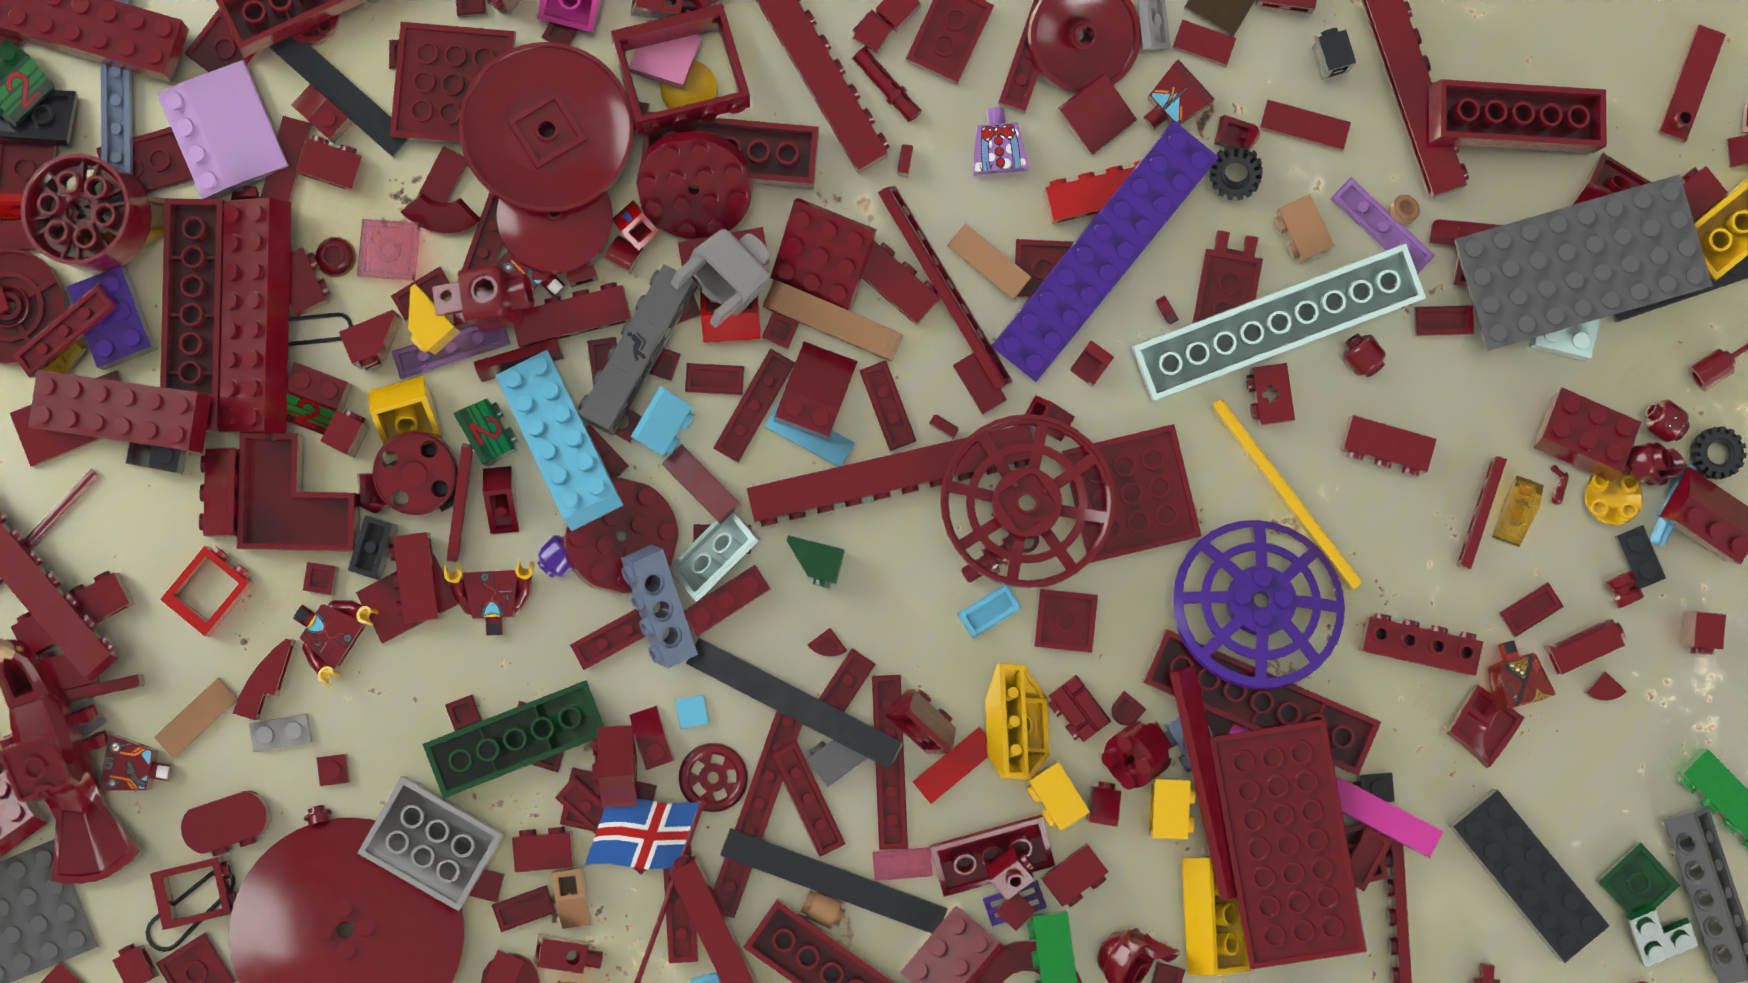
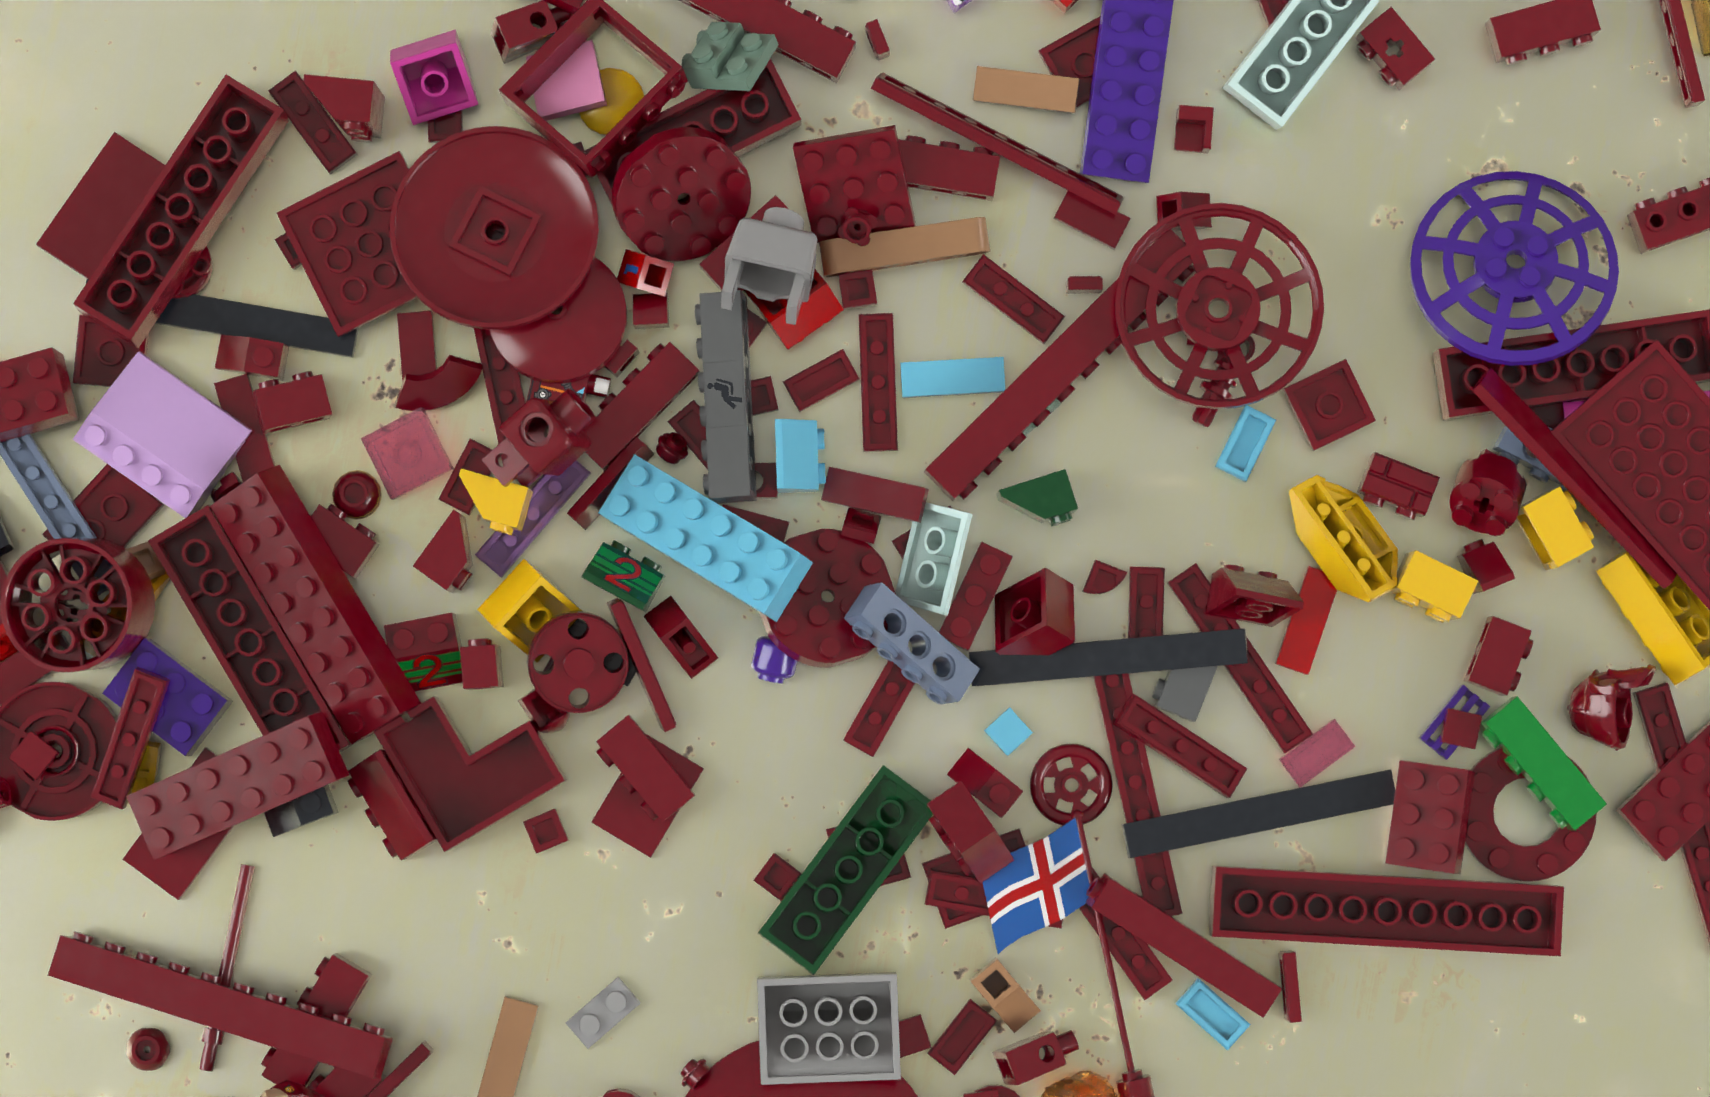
camera: 40 degrees left, 0 degrees up
(188, 613) = (437, 949): red window -> none
(265, 680) = (554, 968): dark red slope -> none
(318, 316) = (378, 565): black piece -> none
(331, 634) = (593, 879): dark red torso -> none
(333, 769) = (680, 1017): dark red plate -> none
(372, 547) = (580, 765): black brick -> none
(491, 593) = (731, 737): dark red torso -> none
(543, 851) = (946, 965): dark red brick -> none
(578, 361) = (672, 447): none -> dark red plate
(677, 500) = (861, 525): none -> dark red tile
(760, 641) = (1035, 615): none -> dark red slope
(788, 108) = (728, 57): none -> sand green plate
(797, 285) = (859, 236): none -> dark red plate
(815, 391) = (932, 329): dark red slope -> none
(823, 909) = (1266, 848): medium nougat brick -> none
(964, 859) = (1403, 688): dark red slope -> none
(1011, 872) = (1433, 693): dark red brick -> none
(1126, 709) = (1445, 457): dark red tile -> none
(1150, 493) = (1335, 221): dark red plate -> none
(1166, 310) = (1235, 28): dark red tile -> none
(1285, 494) = (1470, 140): yellow tile -> none

